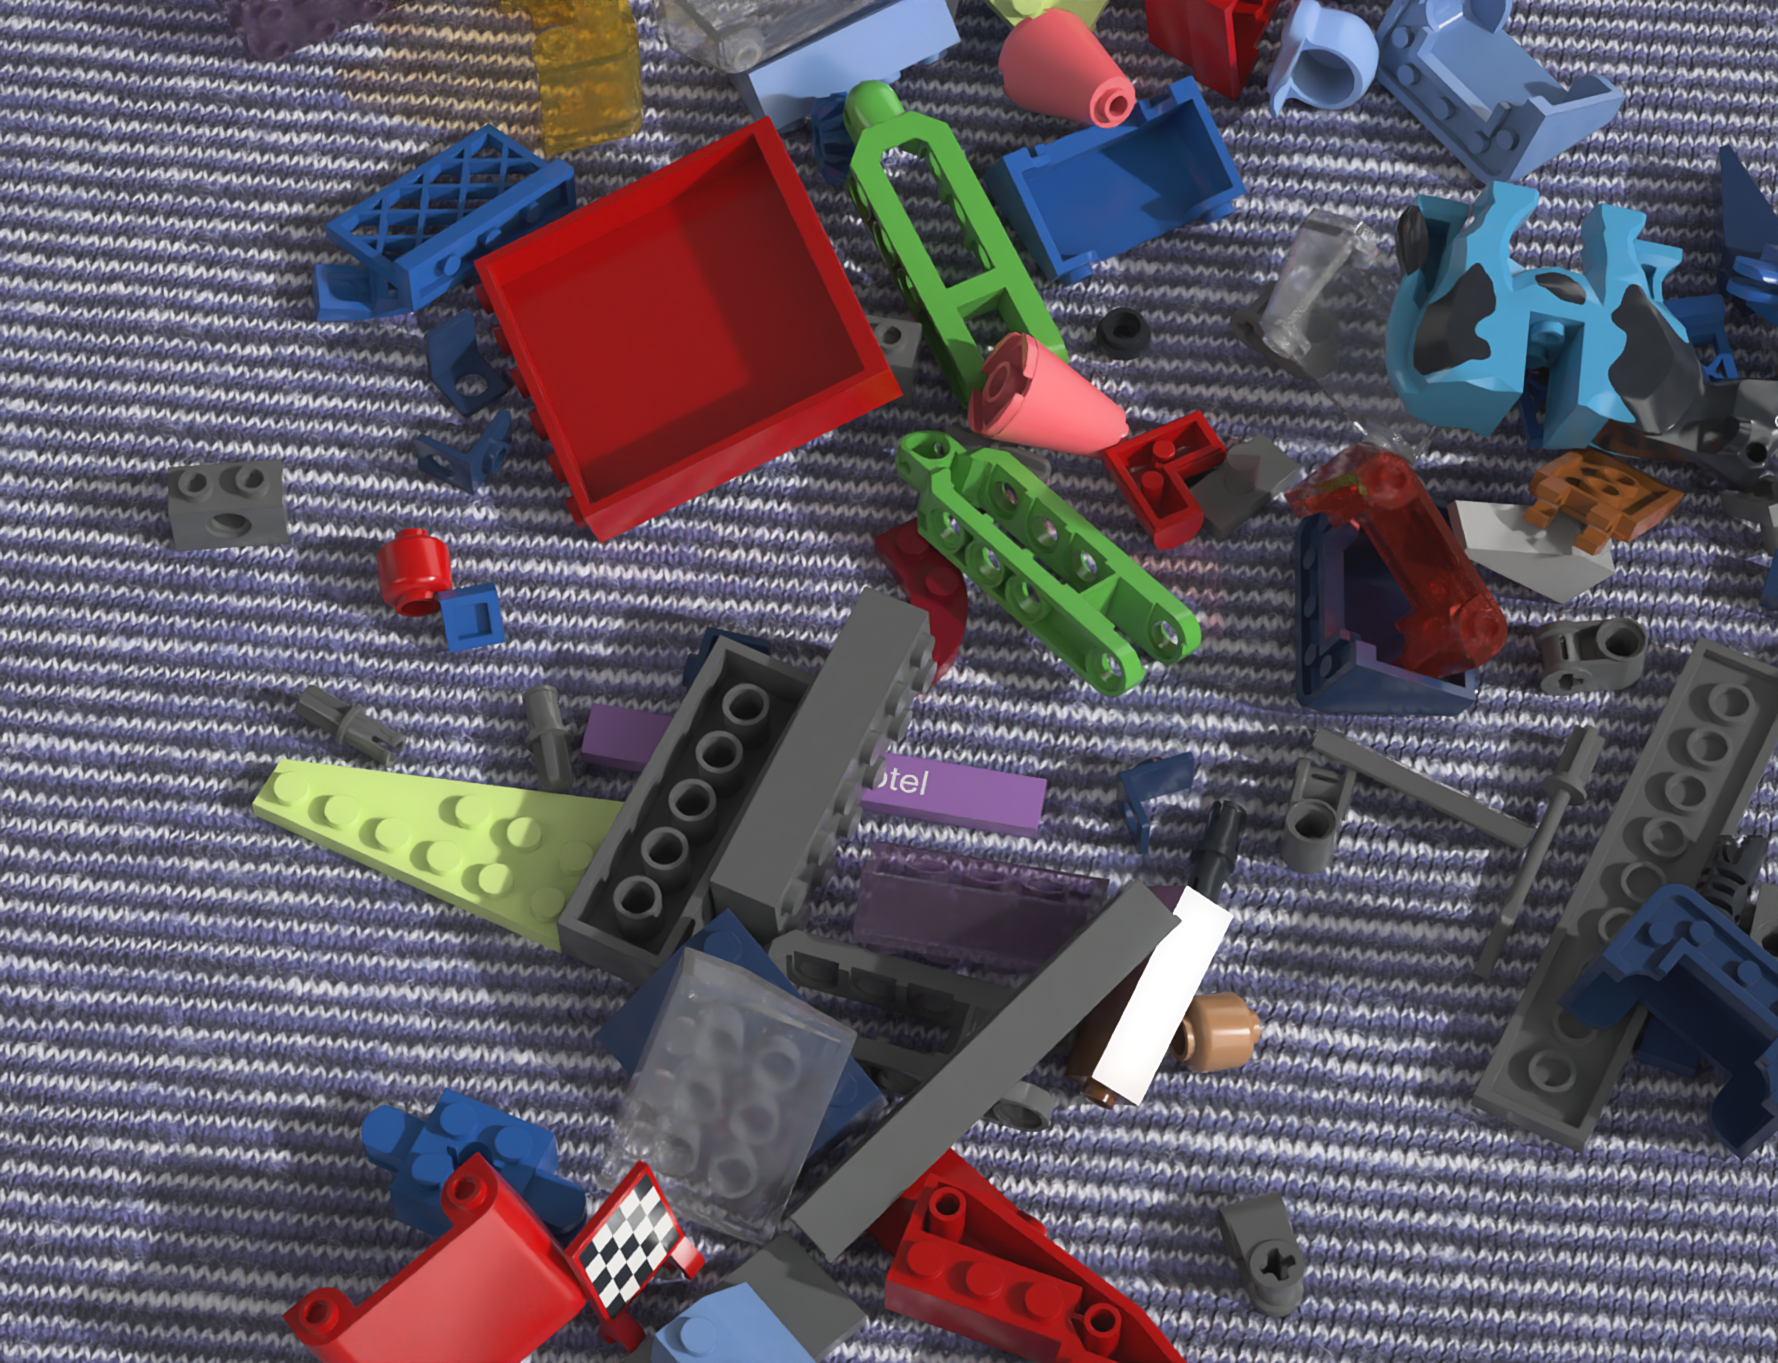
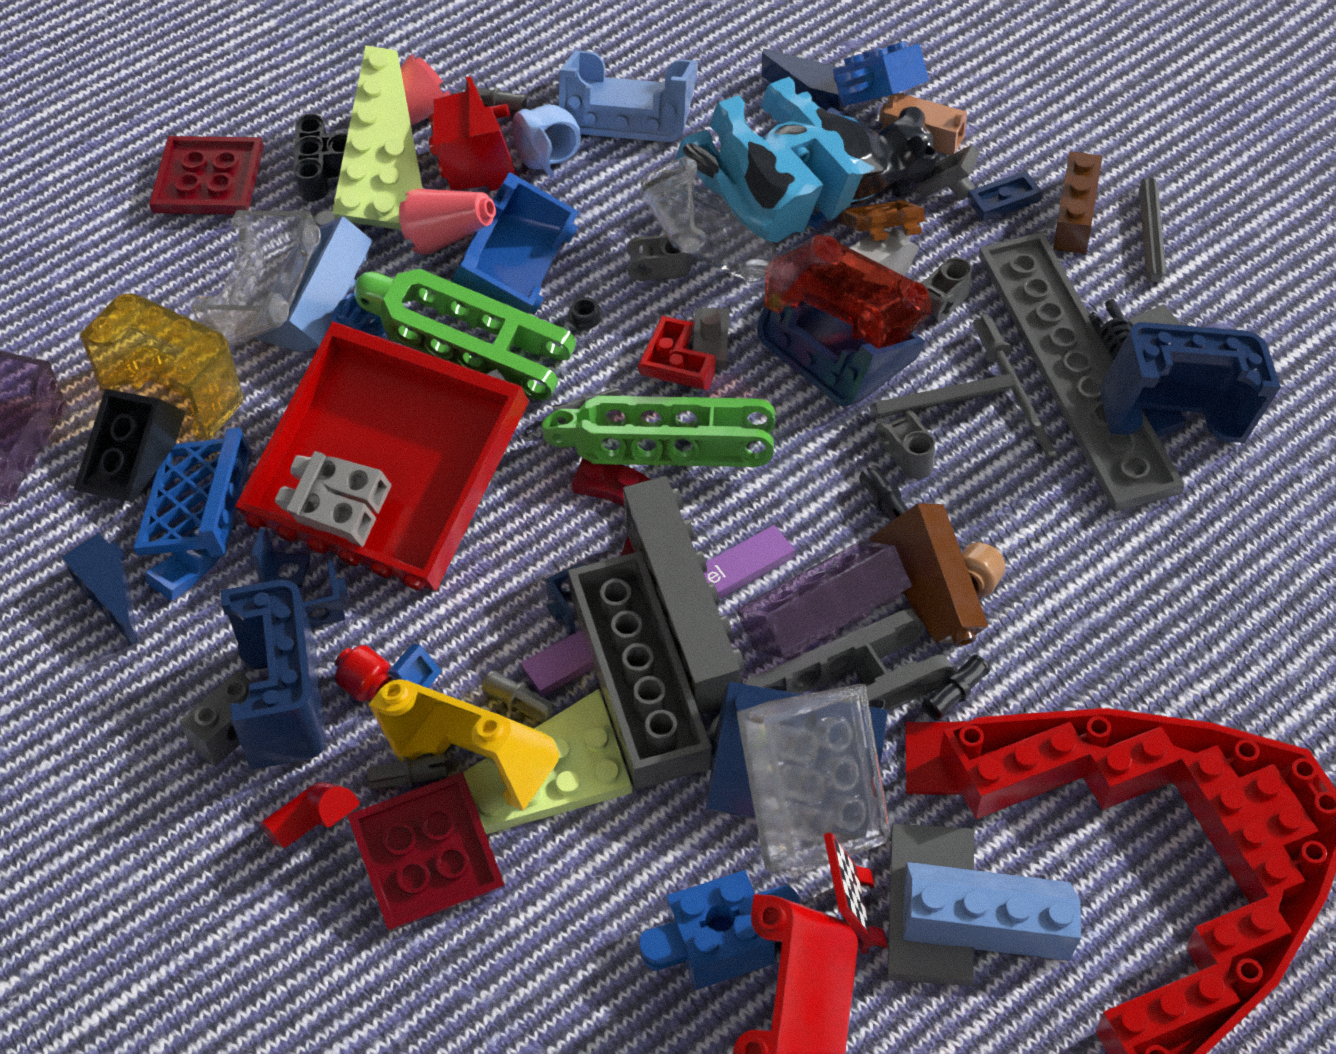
camera: 40 degrees left, 5 degrees down
(205, 681) = (317, 805): none -> red brick
(265, 243) = (102, 577): none -> dark blue slope
(269, 827) = (426, 851): none -> dark red plate
(299, 542) = (284, 714): none -> dark blue windscreen
(442, 91) = (127, 444): none -> black slope
(444, 754) = (429, 721): none -> yellow windscreen
(569, 316) = (335, 496): none -> light grey hips
(982, 1069) = (915, 666): dark grey tile -> none
(1031, 1144) = (955, 687): none -> black pin
(1043, 402) = (588, 361): coral cone -> none
(1148, 781) = (820, 495): dark blue bracket -> none
(1265, 1252) = (1108, 642): dark grey piece -> none

